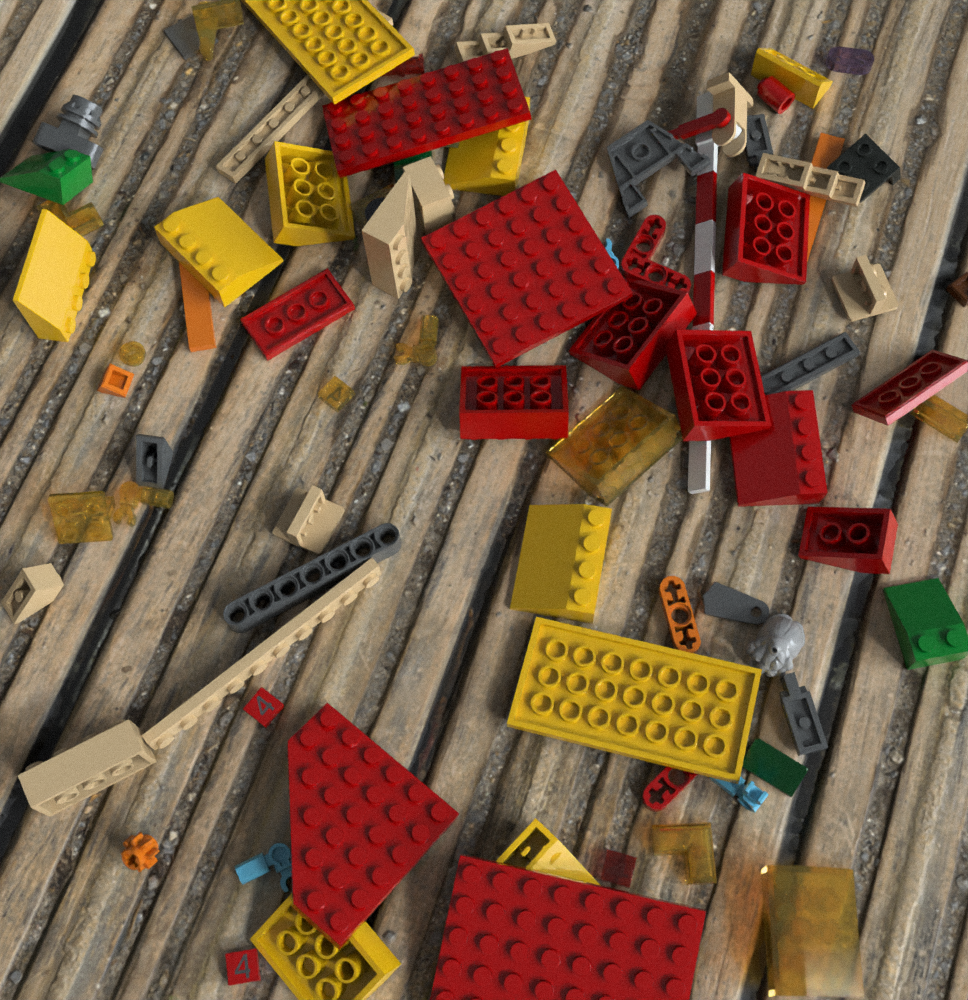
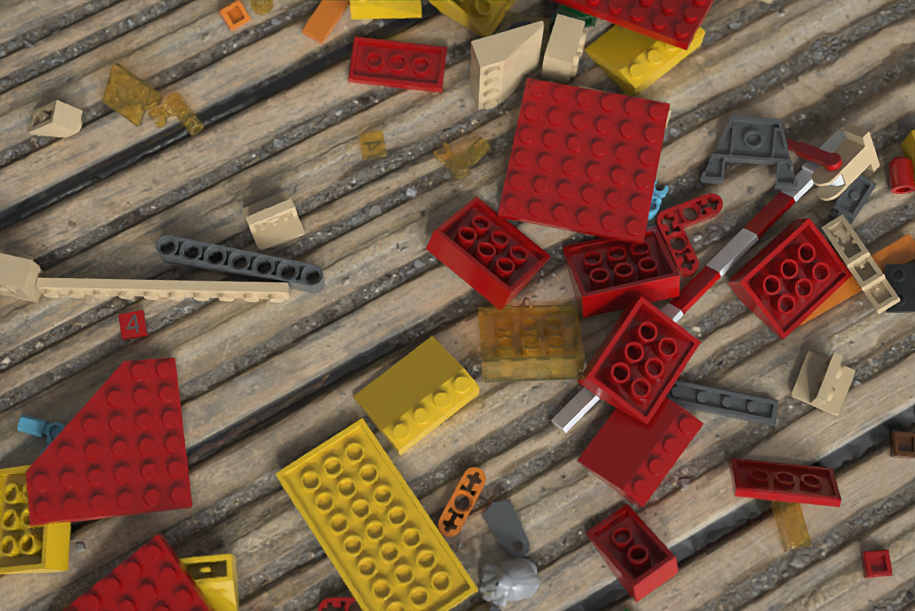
camera: 35 degrees right, 5 degrees up
(152, 460) = (207, 93): dark grey slope -> none

